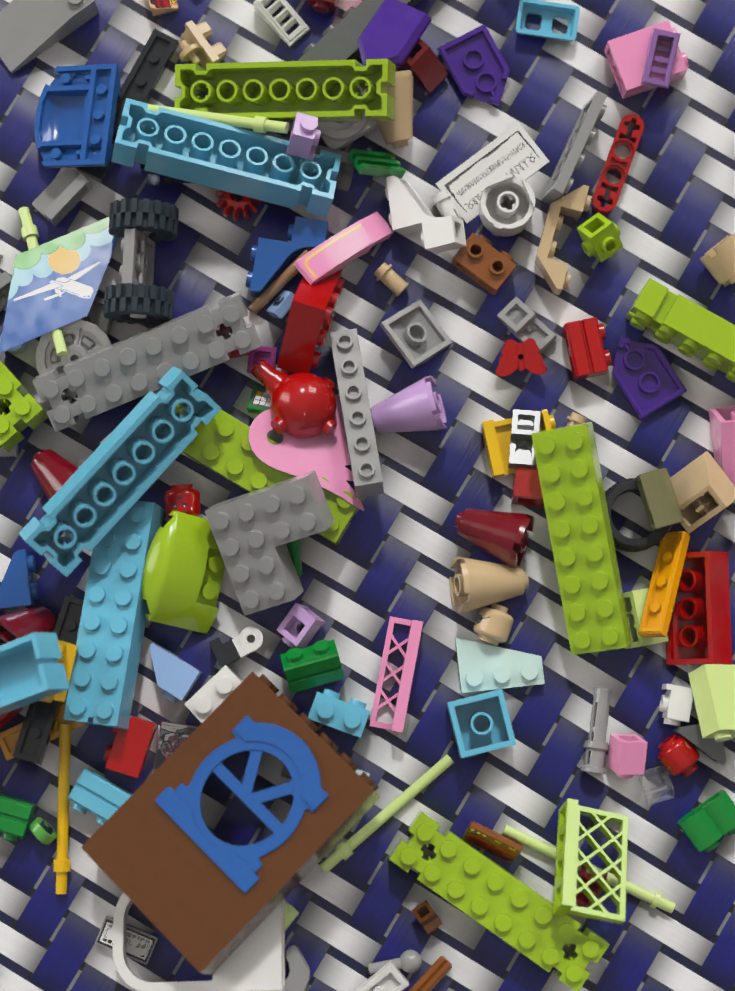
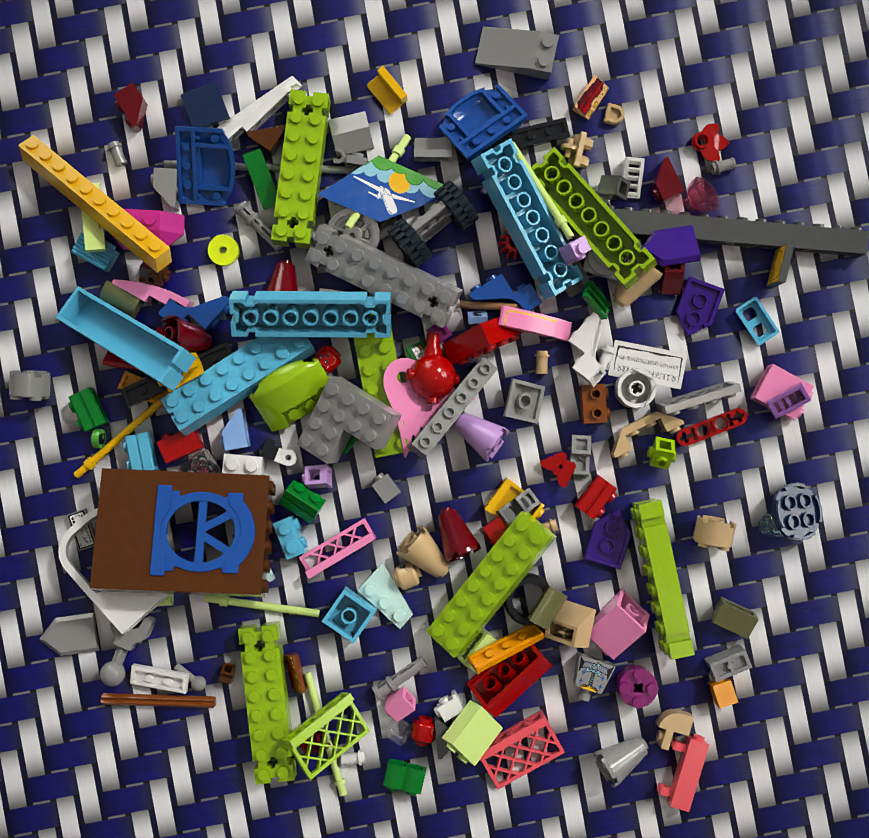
camera: 50 degrees right, 5 degrees up
(274, 42) = (613, 187): none -> dark grey brick
(377, 562) = (385, 487): none -> light grey brick
(642, 860) = (353, 758): none -> white pin

